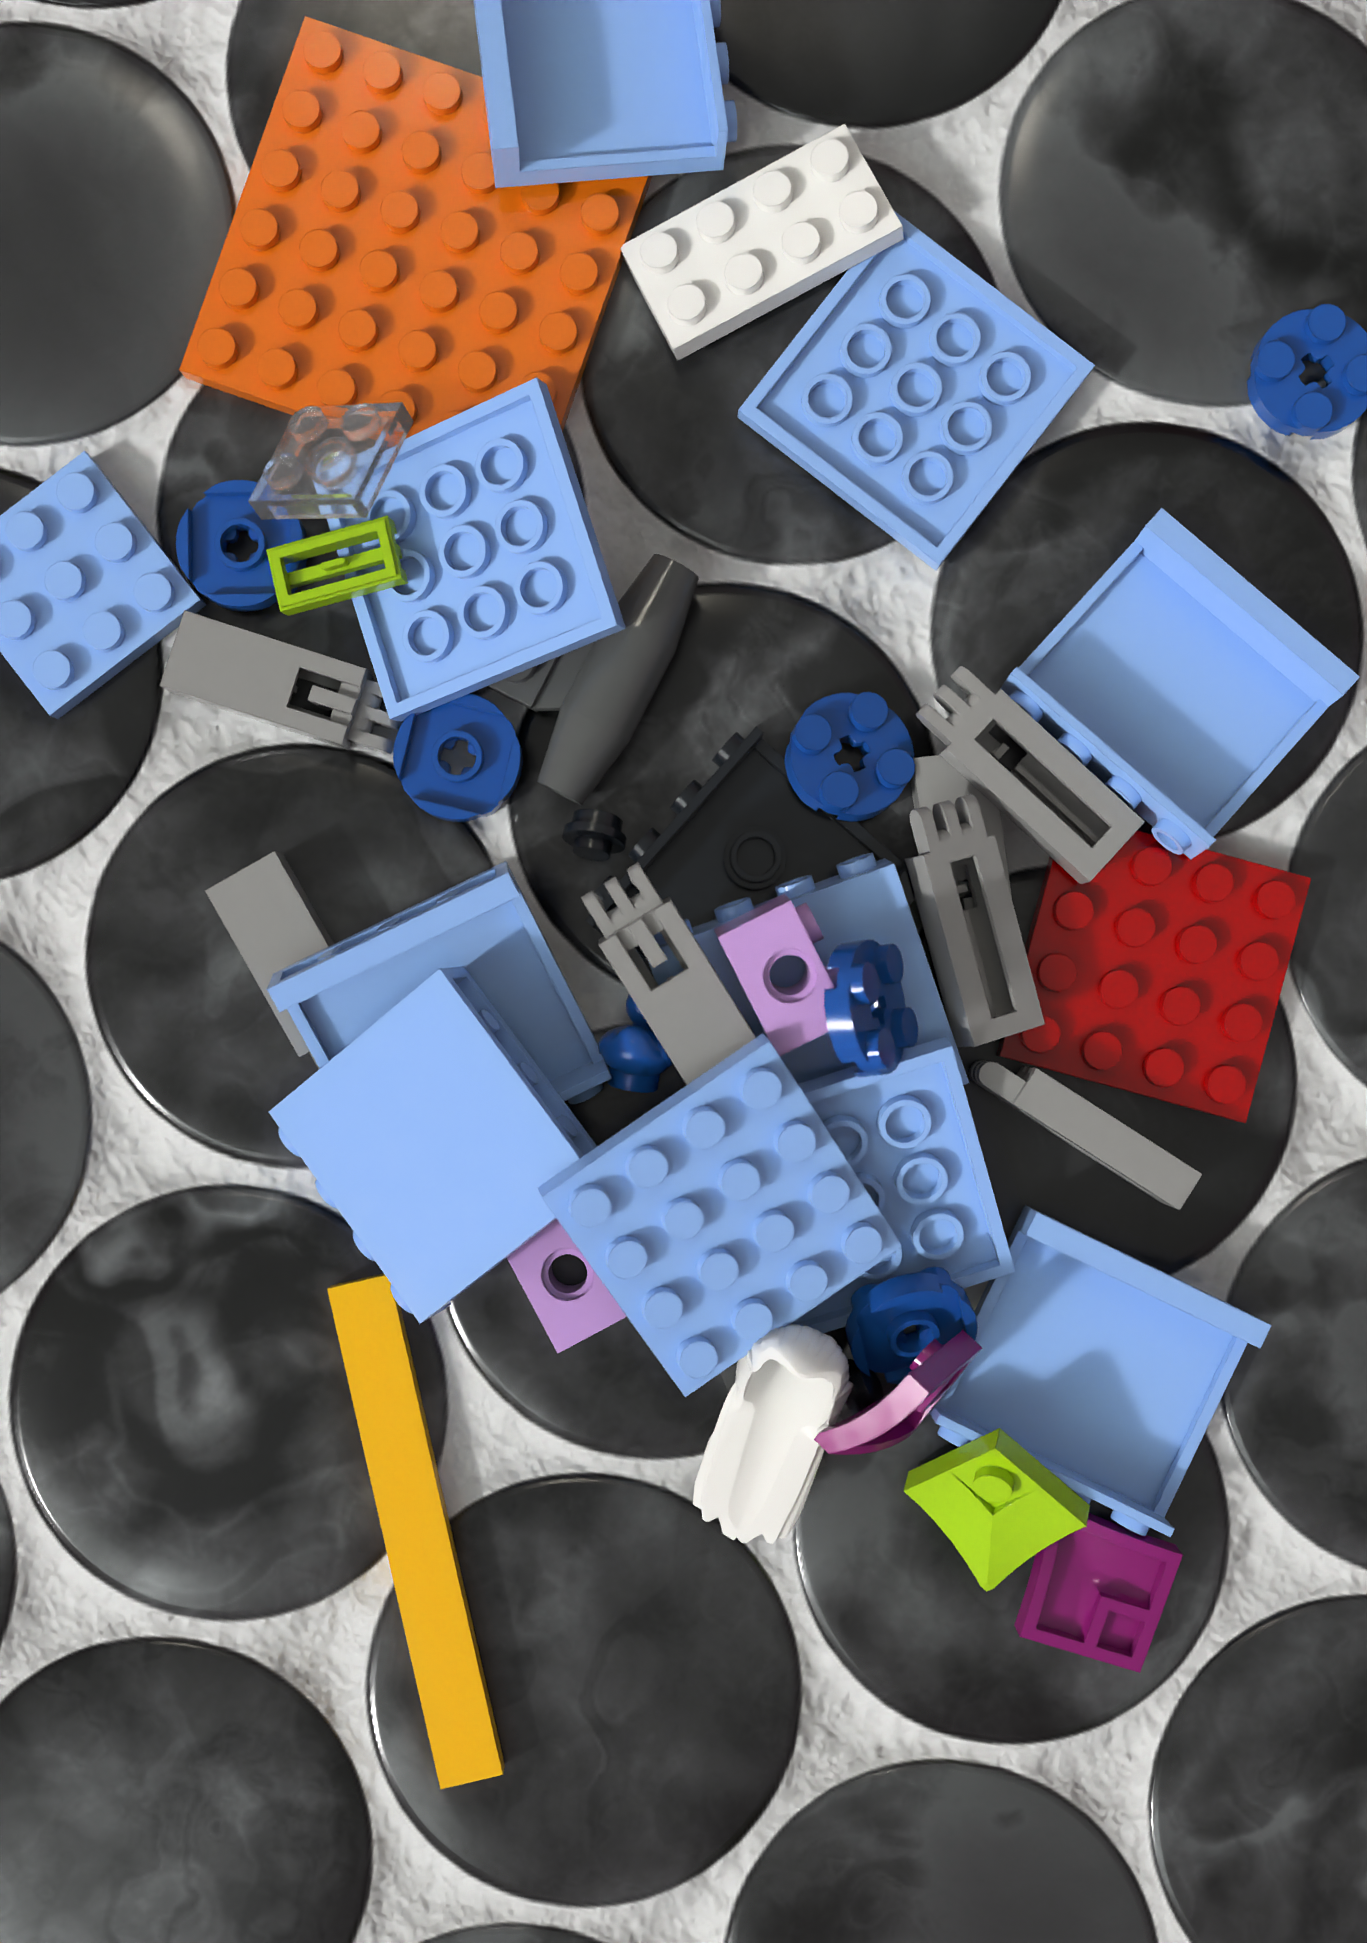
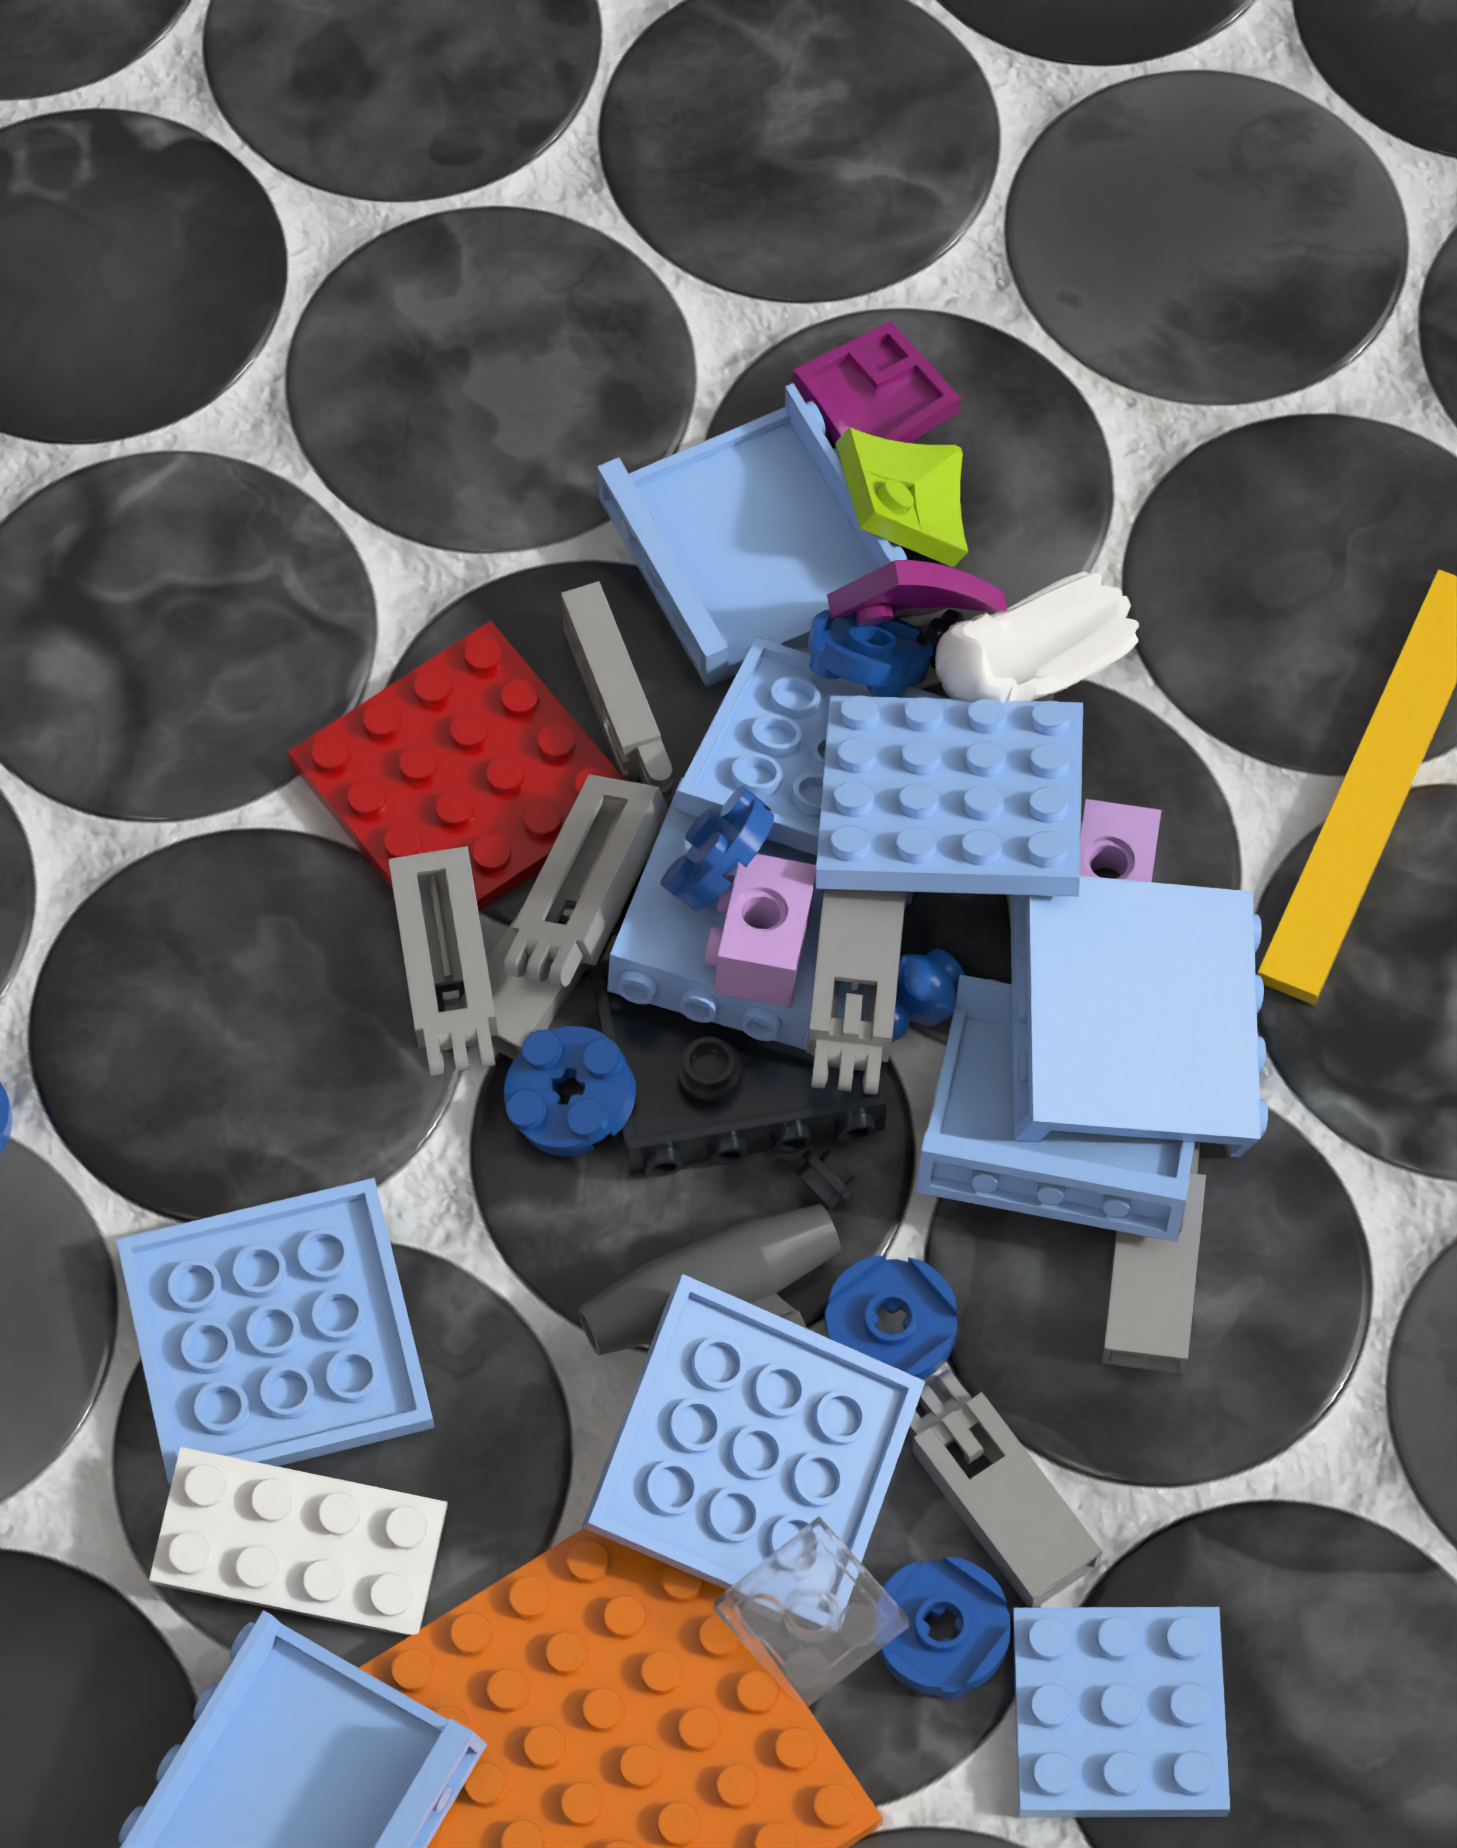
camera: 145 degrees left, 25 degrees down
(388, 554) = (889, 1505): lime tile -> none
(1178, 684) = (274, 957): light blue panel -> none

